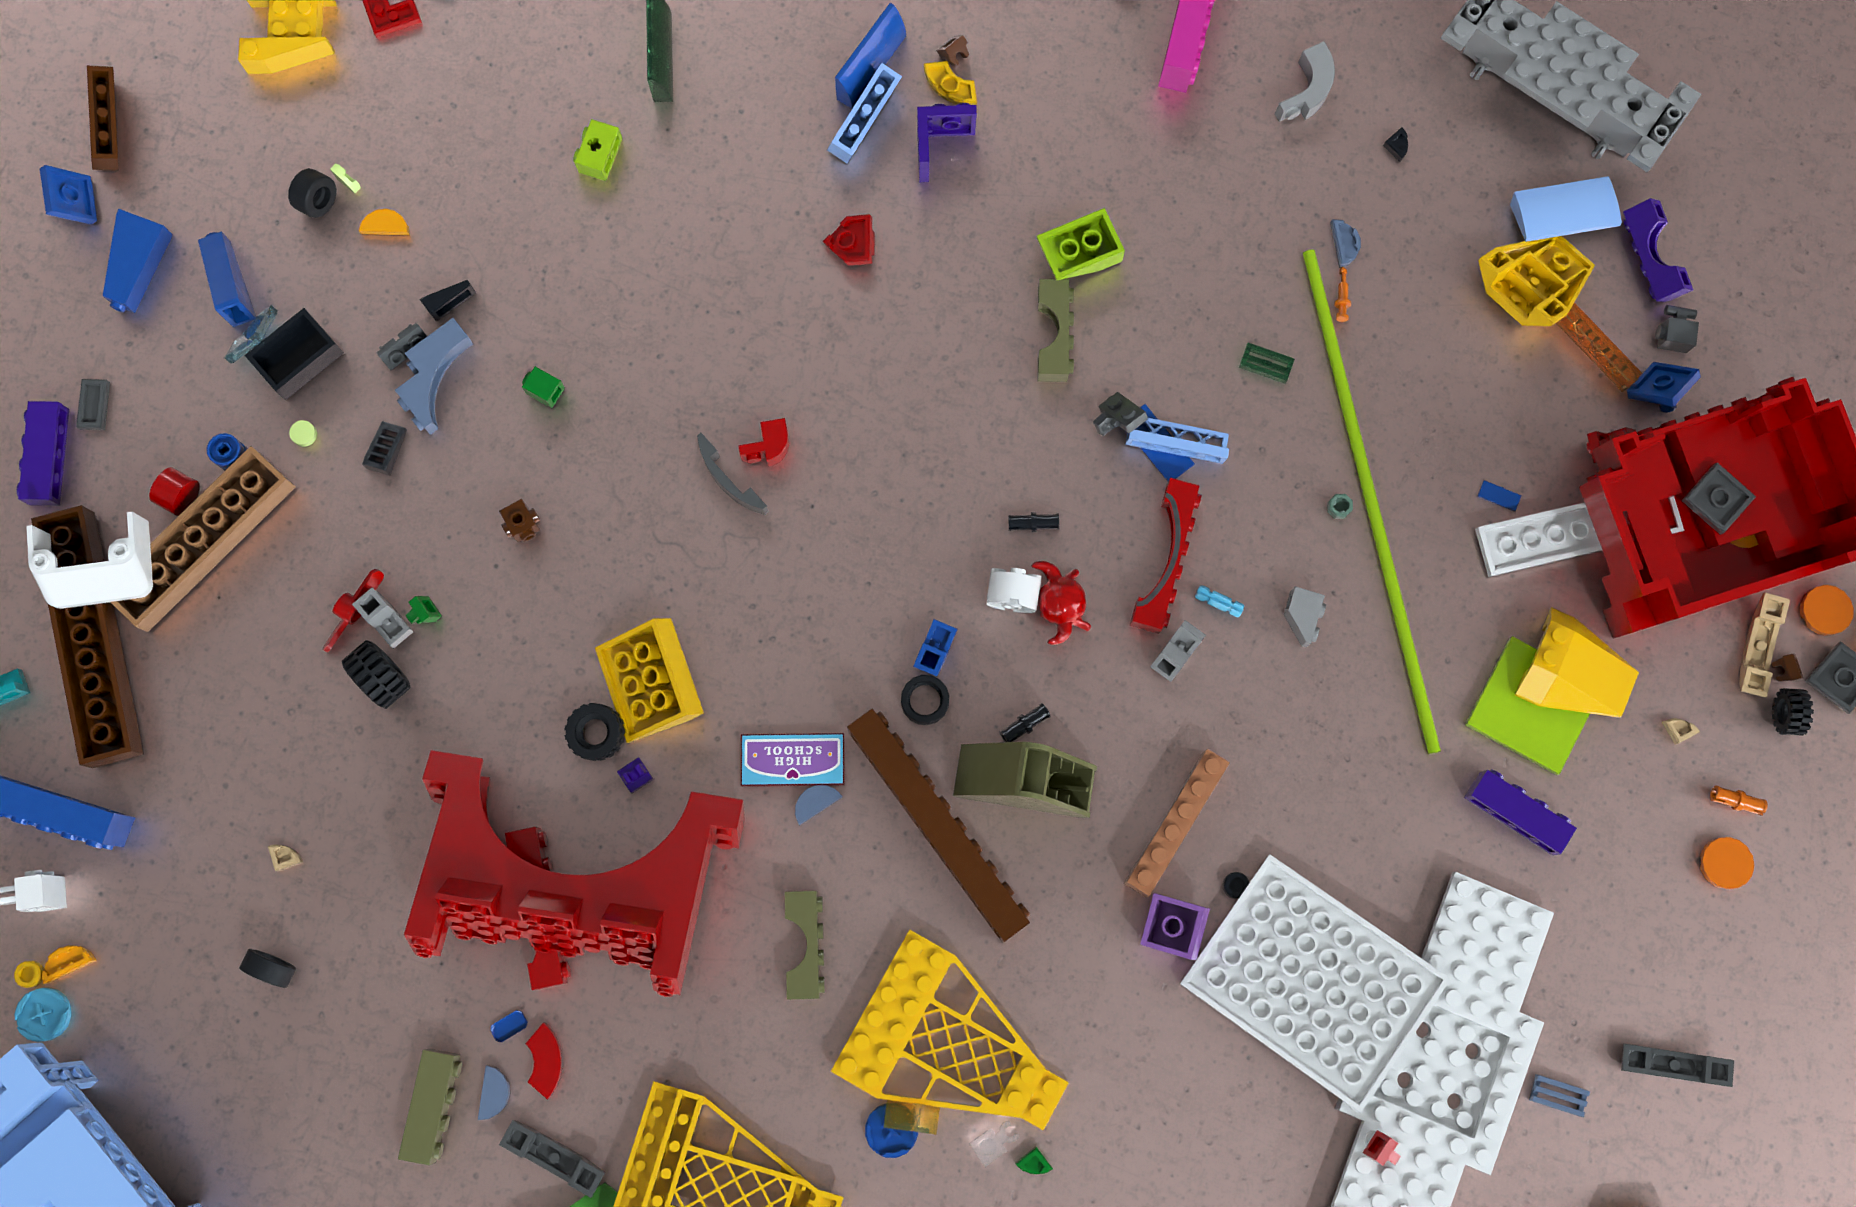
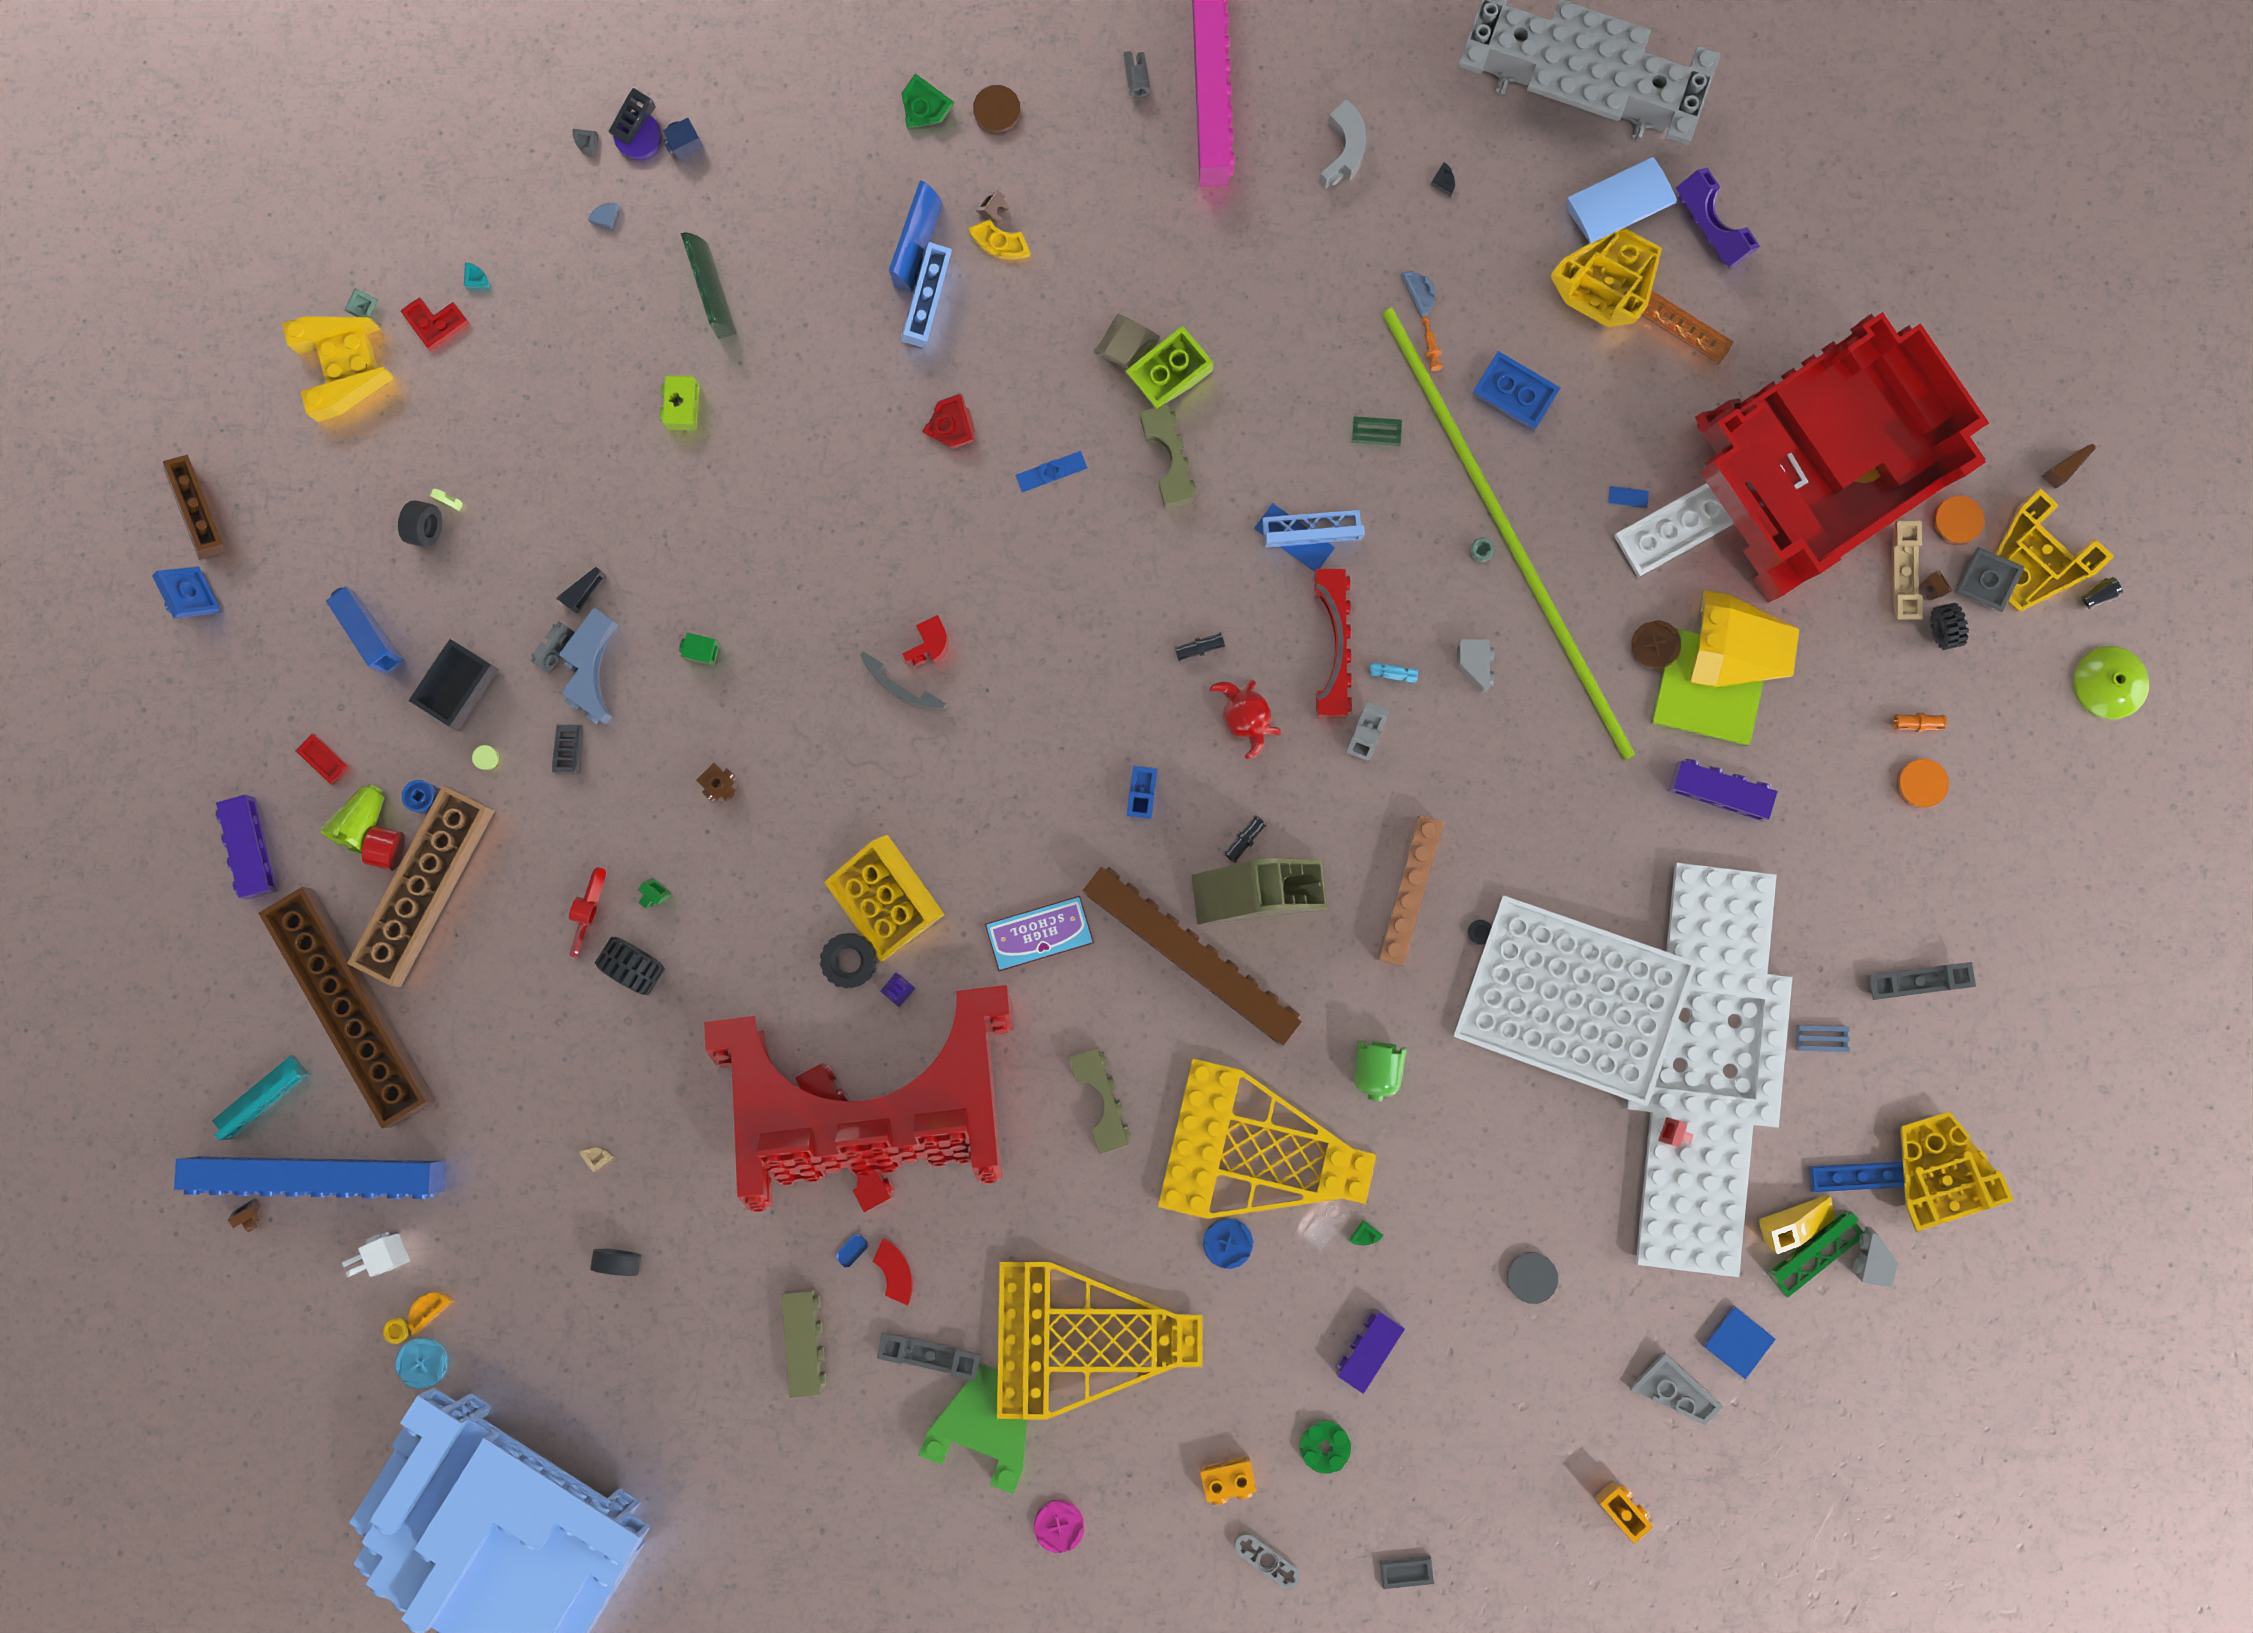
camera: 10 degrees left, 5 degrees up
(93, 404) = (276, 786): dark grey tile -> none
(121, 578) = (363, 946): white windscreen -> none
(133, 259) = (269, 636): blue slope -> none
(146, 390) = (322, 758): none -> red tile
(156, 454) = (355, 818): none -> lime cone
(252, 336) = (408, 678): clear light blue tile -> none
(383, 617) = (618, 910): light grey brick -> none
(384, 223) = (497, 532): light orange tile -> none
(494, 1093) = (857, 1314): sand blue tile -> none
(814, 801) = (1071, 965): sand blue tile -> none
(911, 1117) = (1243, 1226): clear yellow slope -> none
(912, 685) = (1146, 824): black tyre -> none
(937, 314) = (1051, 471): none -> blue piece
(941, 121) = (1002, 282): dark purple bracket -> none
(1013, 590) = (1199, 717): white brick -> none
(1044, 210) = (1126, 342): none -> dark tan slope
(1095, 995) = (1379, 1069): none -> bright green cylinder
(1119, 412) = (1250, 520): dark grey hinge -> none
(1175, 926) = (1434, 986): medium lavender brick -> none
(1415, 362) = (1516, 390): none -> blue plate
(1490, 648) = (1656, 645): none -> reddish brown tile
(1664, 385) = (1755, 347): blue tile -> none
(1677, 332) = (1755, 292): dark grey brick -> none
(1679, 729) = (1850, 671): tan tile -> none
(1718, 498) = (1832, 444): dark grey tile -> none

